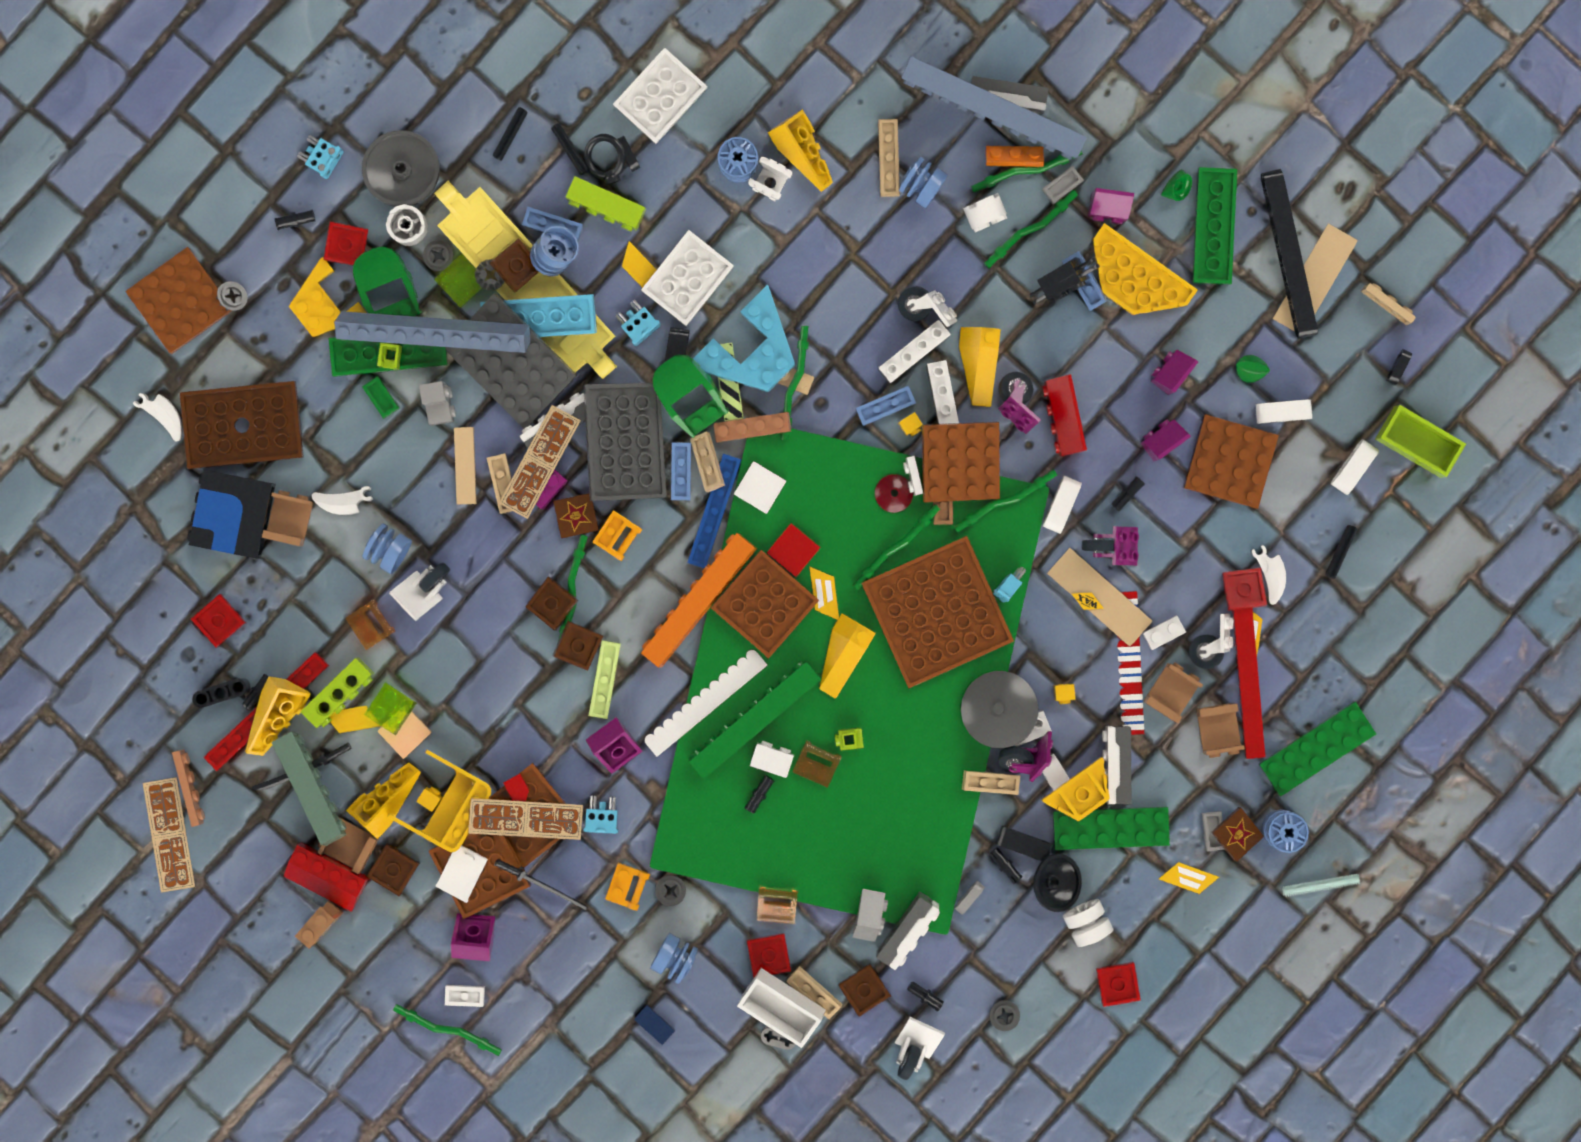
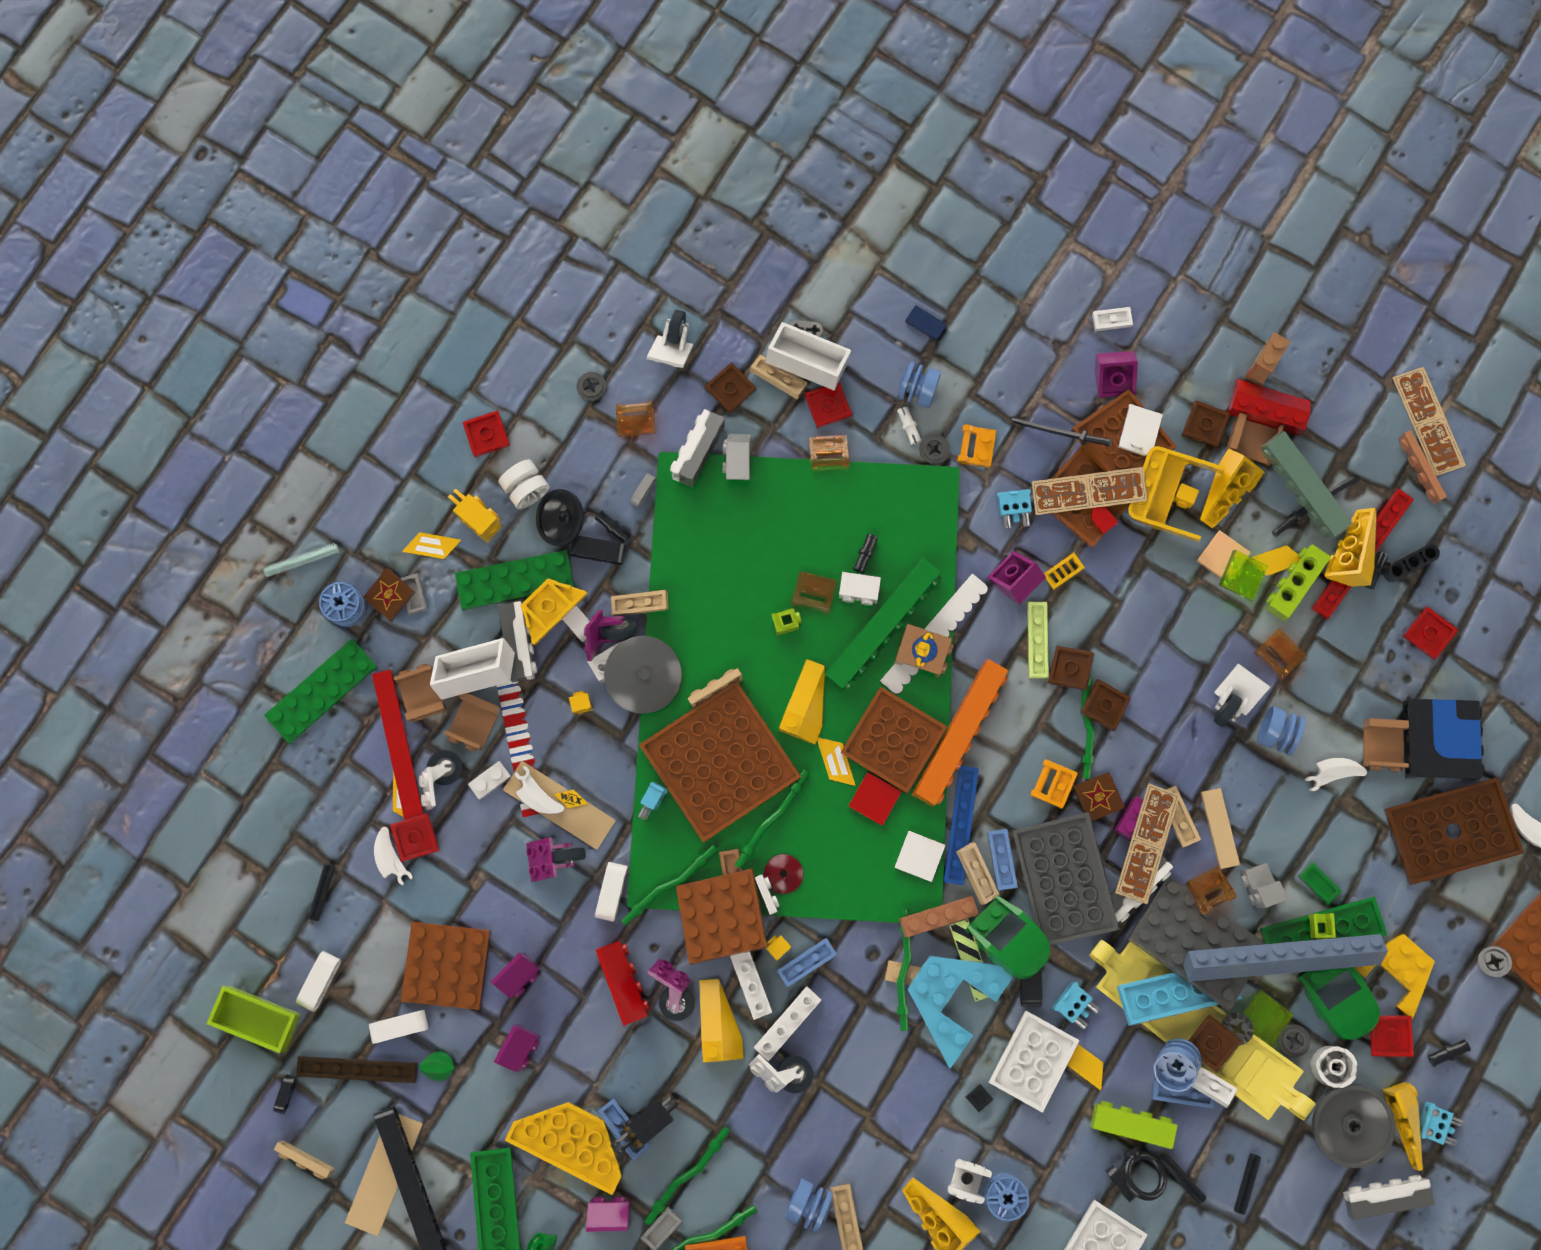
camera: 170 degrees right, 10 degrees down
(349, 172) = (1406, 1115): none -> yellow wedge
(382, 99) = (1388, 1198): none -> piece
(412, 1016) = (1158, 292): green bar -> none
(489, 414) = (1207, 884): none -> clear orange plate
(523, 225) = (1214, 1087): none -> white plate
(550, 752) = (1073, 556): none -> yellow slope
(691, 919) = (909, 425): none -> white pin
(719, 686) = (924, 650): none -> medium nougat panel
(745, 253) = (979, 1097): none -> black plate
(925, 996) = (670, 391): black axle -> none
(931, 685) = (714, 686): none -> tan plate
(965, 967) = (635, 424): none -> clear orange plate
(985, 211) = (739, 1185): white brick -> none
(1121, 607) = (535, 797): none -> white piece
(1128, 493) = (546, 914): black axle -> none
(1142, 900) = (476, 516): none -> yellow brick
(1166, 742) = (472, 668): none -> white piece
(1328, 378) = (357, 1069): none -> dark brown tile

